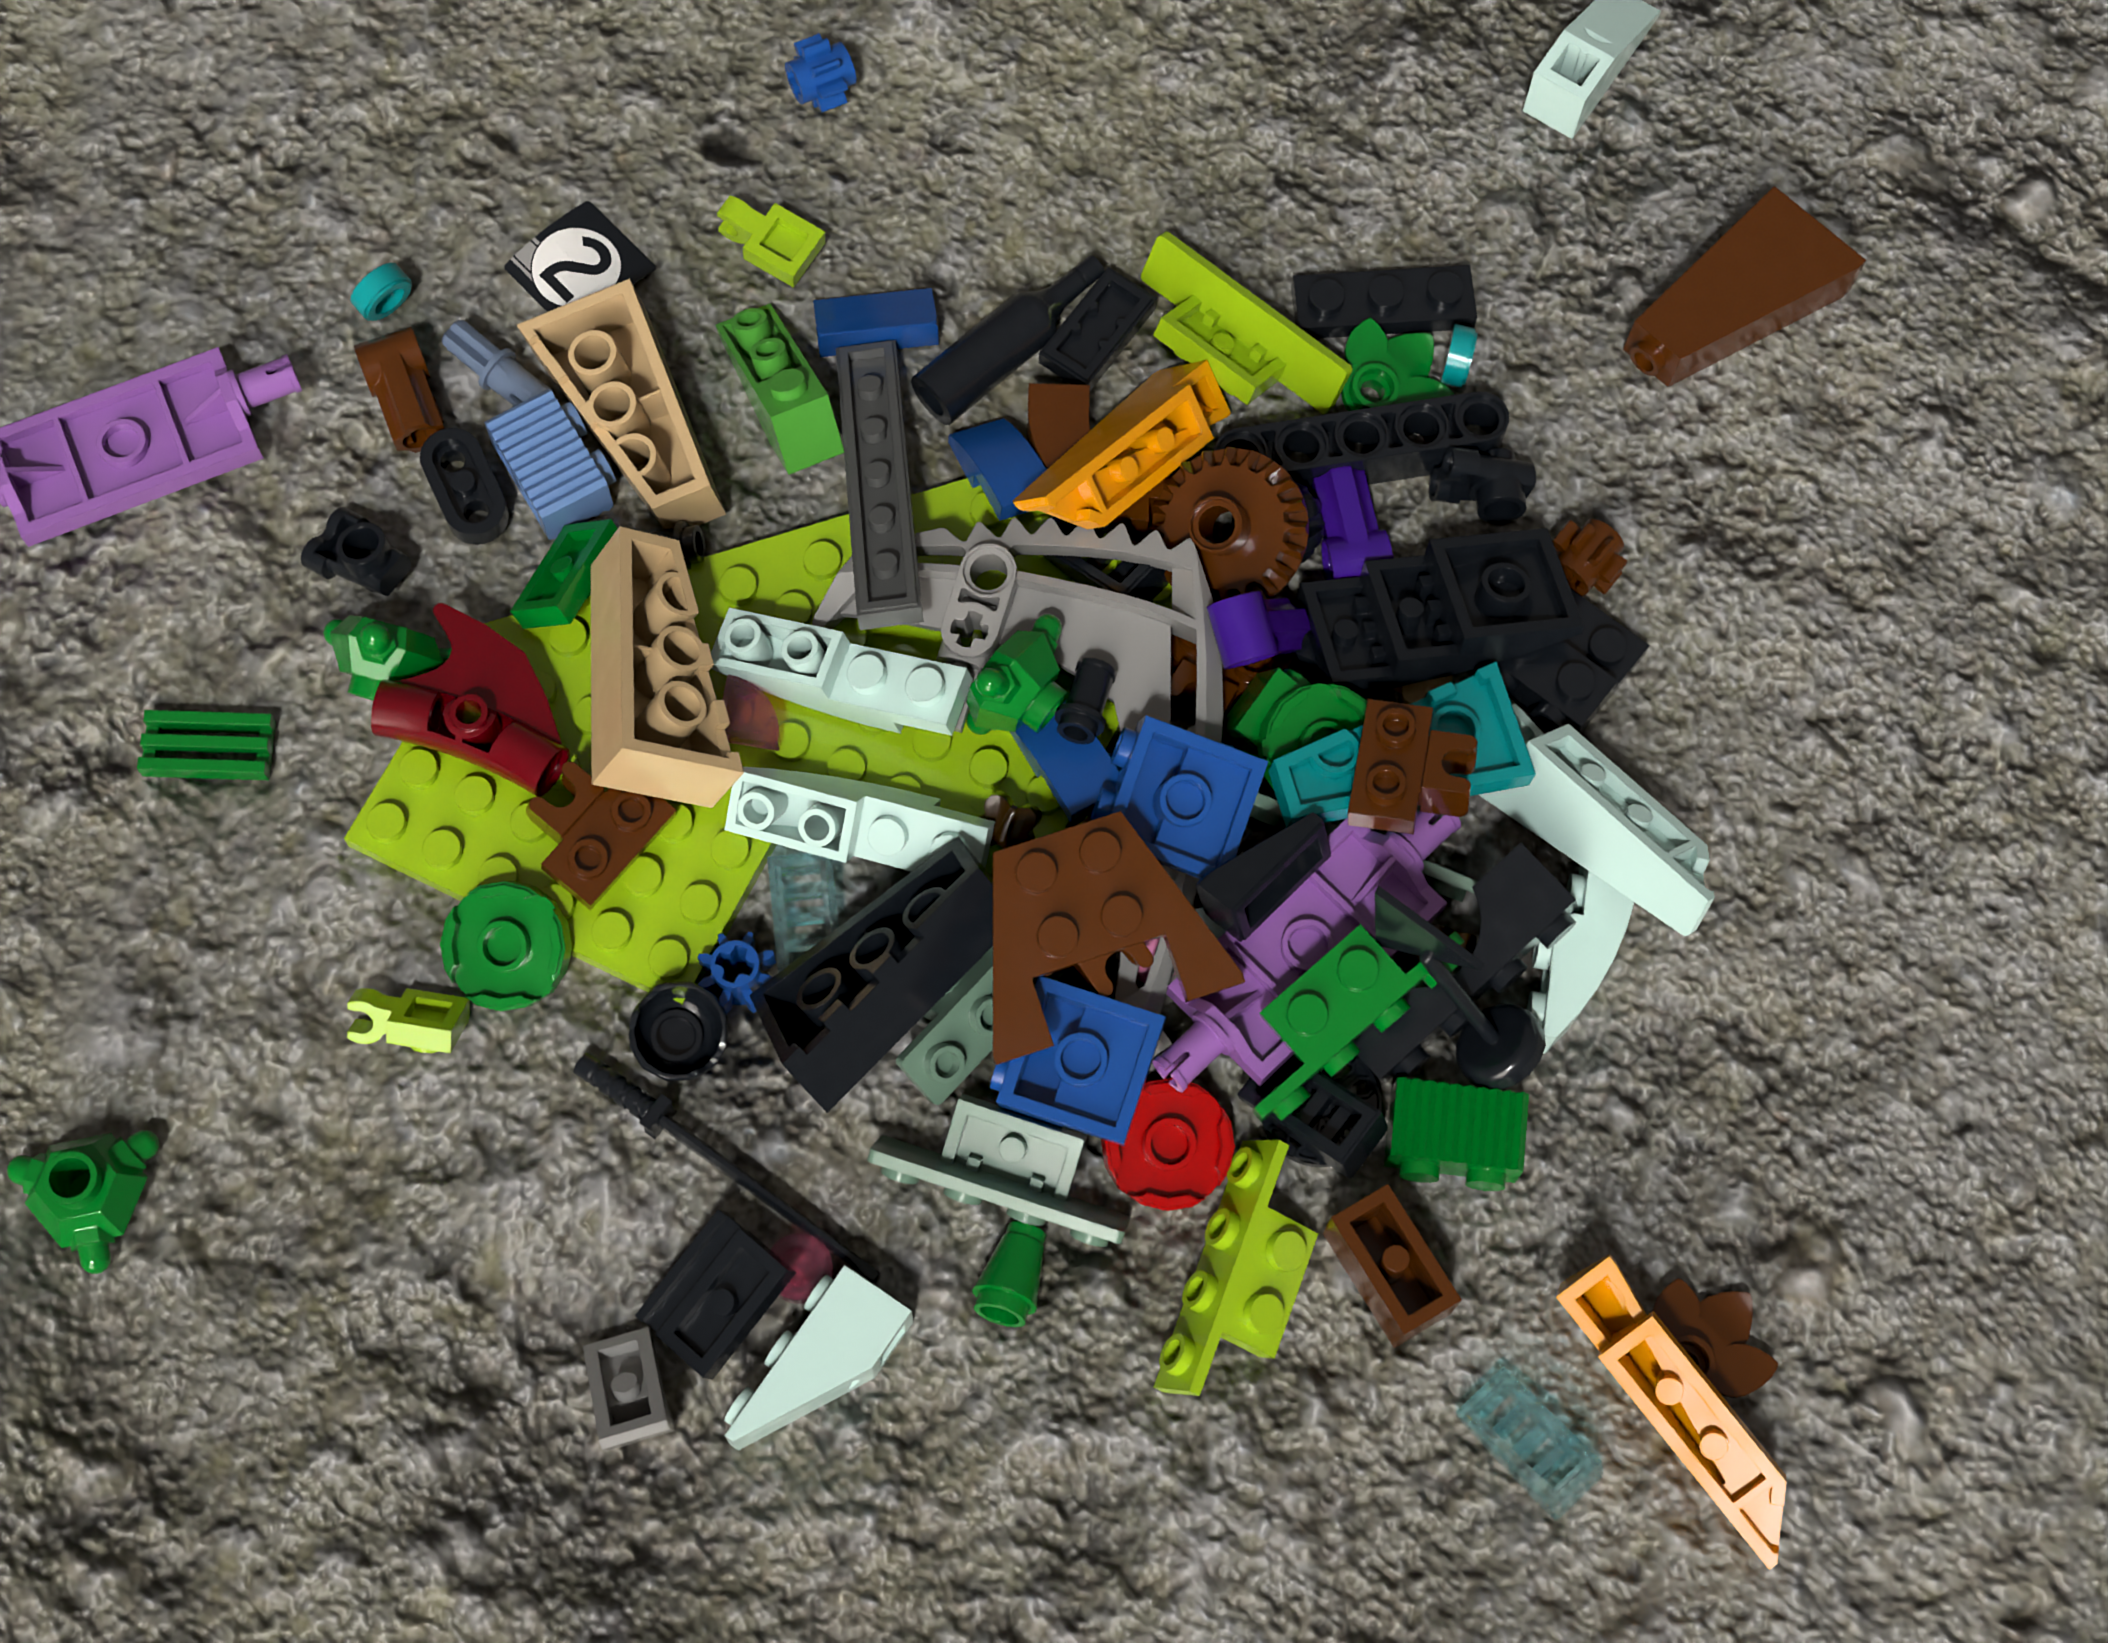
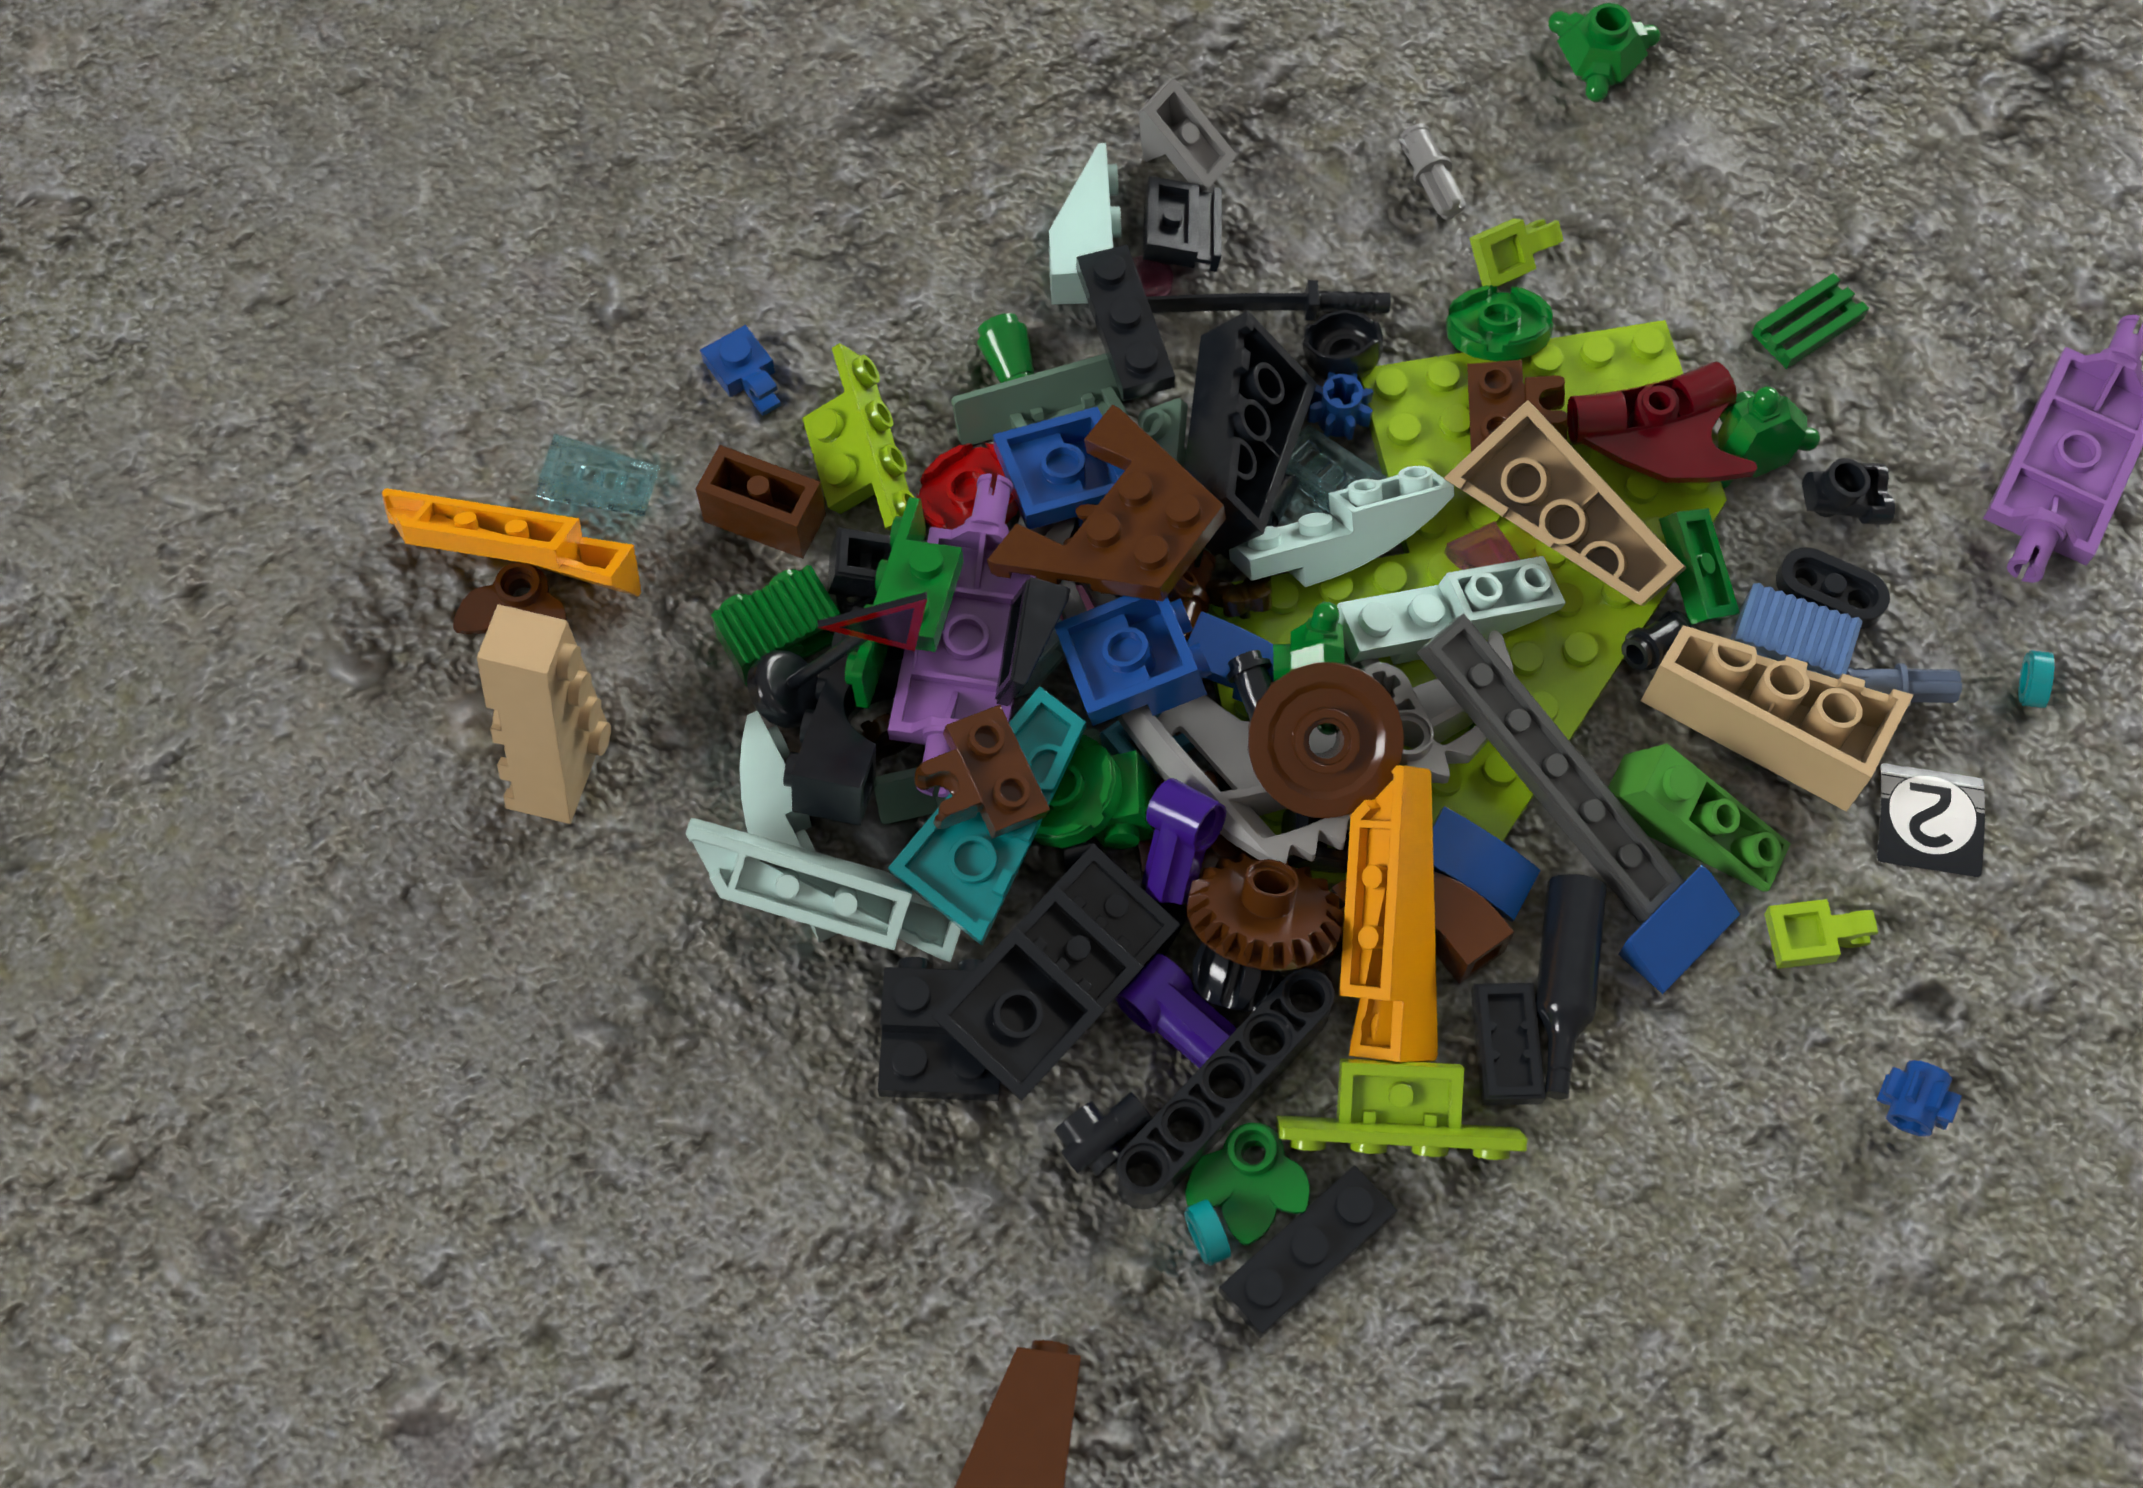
camera: 145 degrees right, 5 degrees down
(399, 380) = (1962, 630): reddish brown piece -> none
(402, 1174) = (1432, 170): none -> light grey axle
(886, 1189) = (1125, 322): none -> black plate
(1081, 586) = (1365, 745): none -> reddish brown gear
(1292, 1476) = (741, 365): none -> blue plate
(1590, 555) = (976, 1121): reddish brown gear -> none
(1757, 1141) = (541, 711): none -> tan wedge

